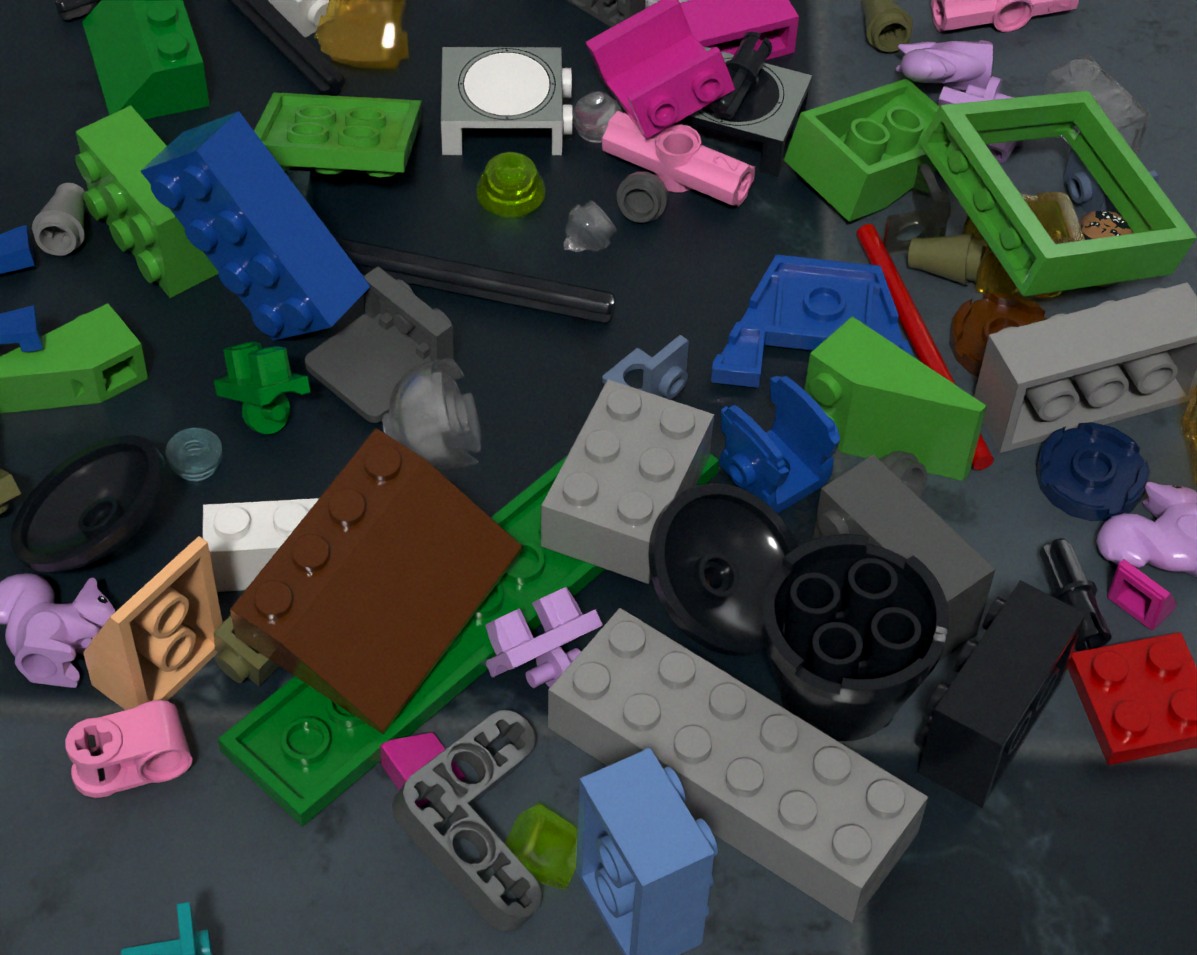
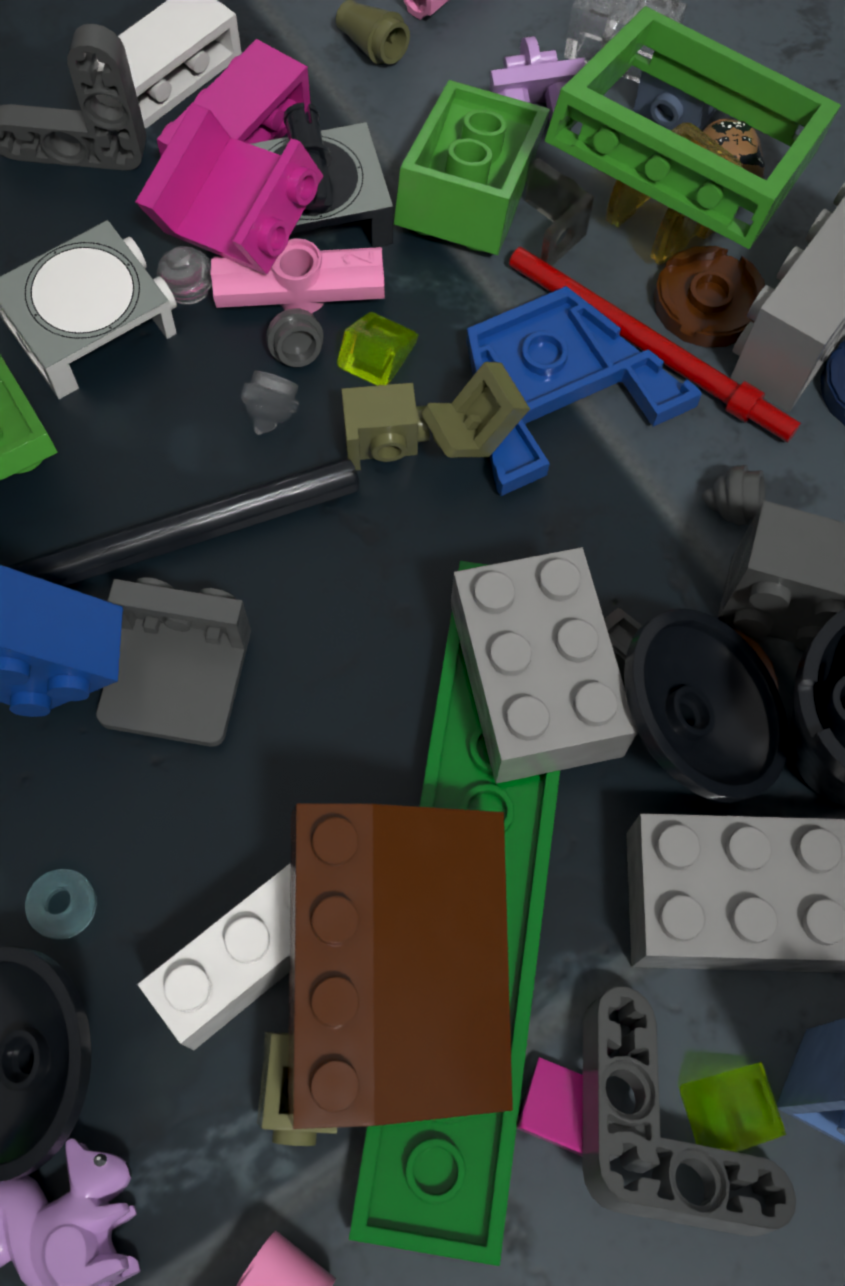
camera: 35 degrees left, 15 degrees up
(159, 633) = (196, 1181): light nougat slope -> none
(258, 381) = (78, 785): green hips -> none
(434, 416) = (286, 711): clear cylinder -> none
(510, 186) = (158, 398): clear neon green cone -> none
(515, 643) = (586, 891): lavender hips -> none
(656, 283) = (382, 422): none -> olive brick
(662, 374) = (463, 525): sand blue bracket -> none
(700, 237) = (375, 348): none -> clear neon green slope
(728, 312) = (479, 414): none -> olive bracket
(790, 457) = (635, 529): blue piece -> none
(893, 402) = (694, 425): bright green slope -> none
(948, 63) = (469, 45): lavender animal -> none
(948, 256) = (613, 241): olive cone -> none

